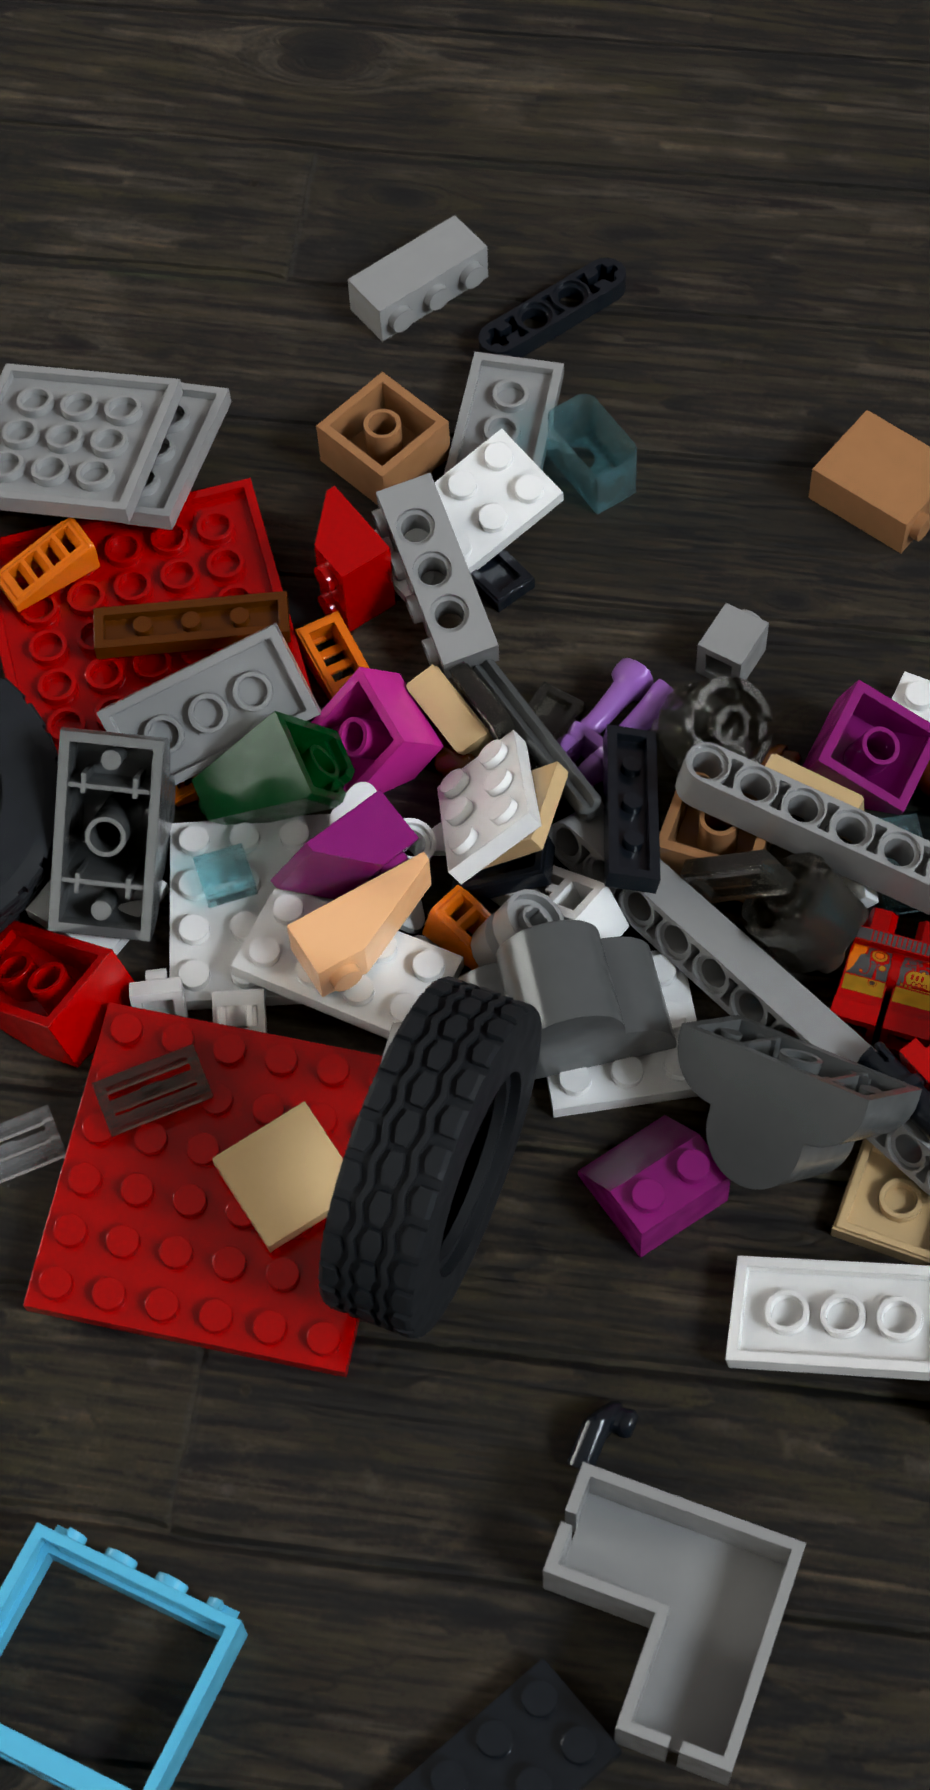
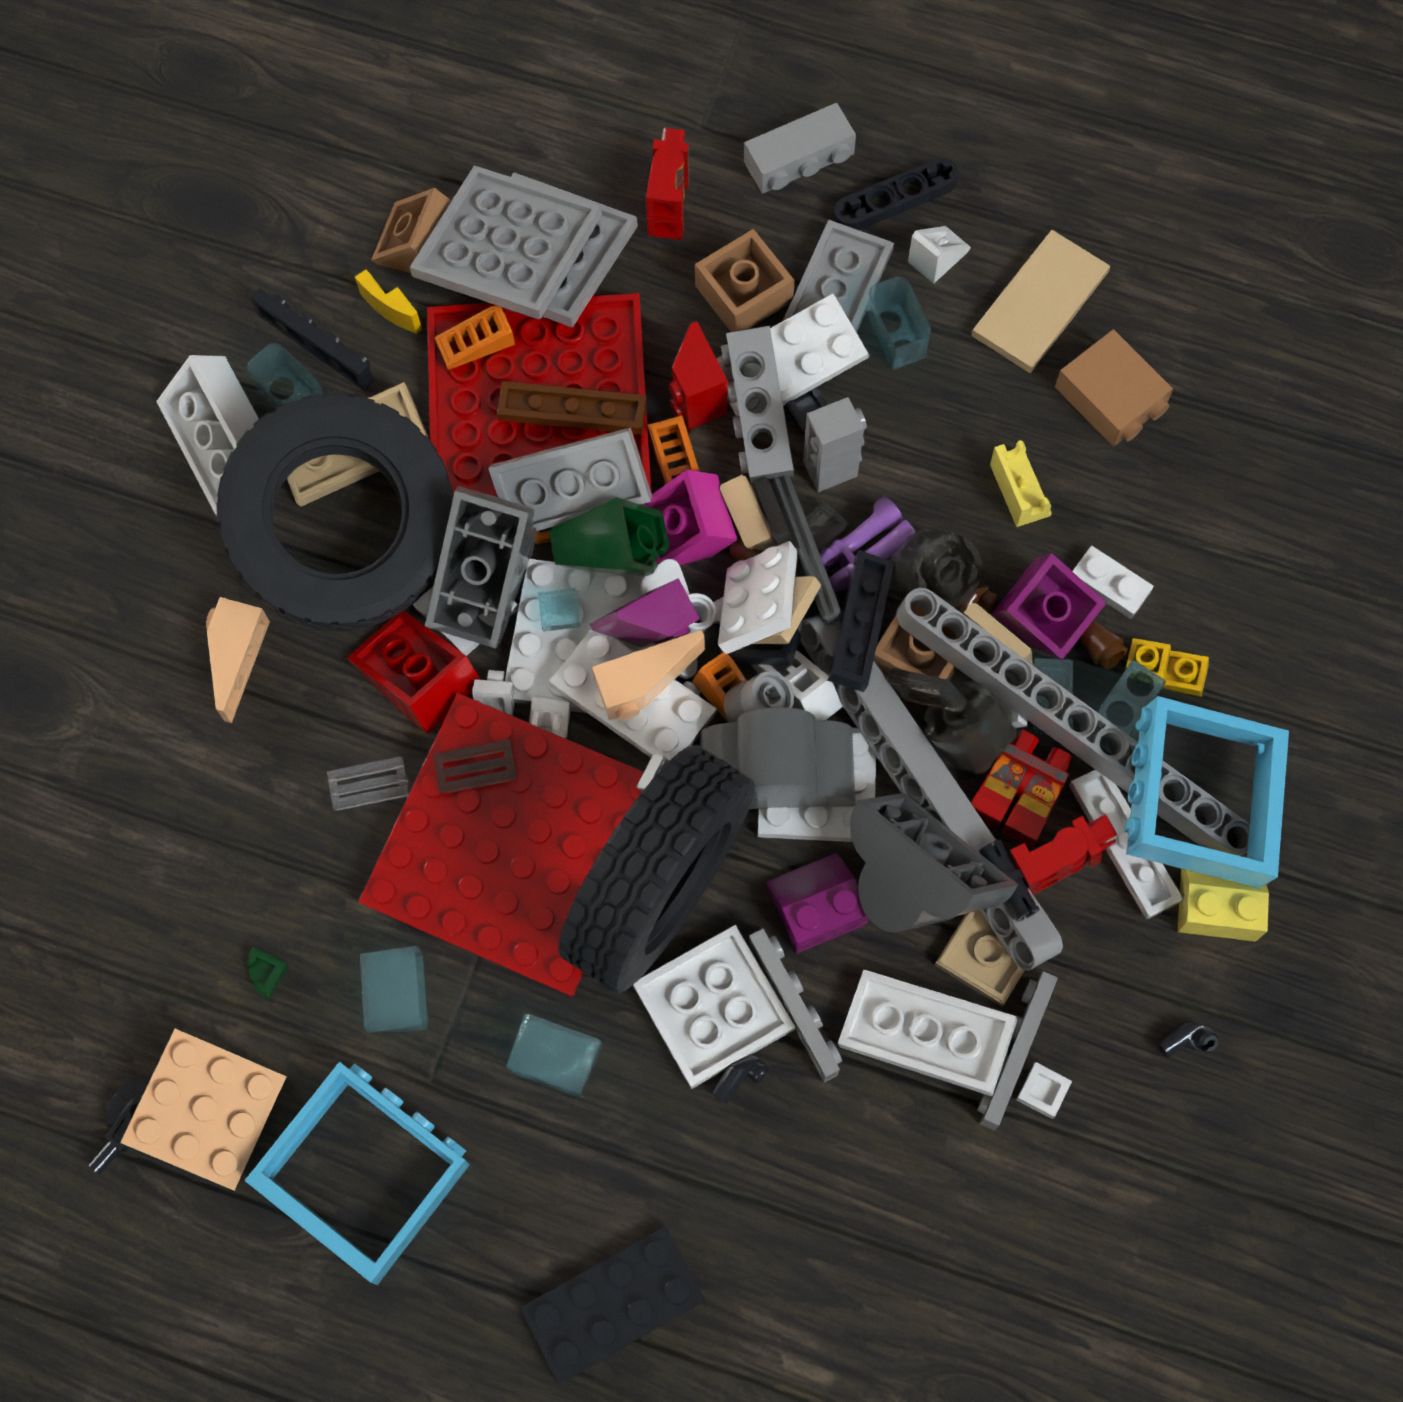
camera: 10 degrees right, 10 degrees up
(94, 1415) = (393, 991): none -> clear light blue piece
(261, 346) = (667, 185): none -> red hips
(283, 1175) = (555, 848): tan tile -> none
(337, 1455) = (553, 1055): none -> clear light blue piece
(543, 1347) = (713, 1006): none -> white plate
(544, 602) = (833, 443): none -> light grey brick
(618, 367) = (936, 251): none -> white slope
(670, 1337) = (806, 1019): none -> light grey plate
(705, 1591) = (786, 1208): light grey piece -> none
(732, 644) = (968, 500): light grey brick -> none
(765, 401) = (1040, 301): none -> tan tile
(793, 617) = (1019, 484): none -> light yellow hinge

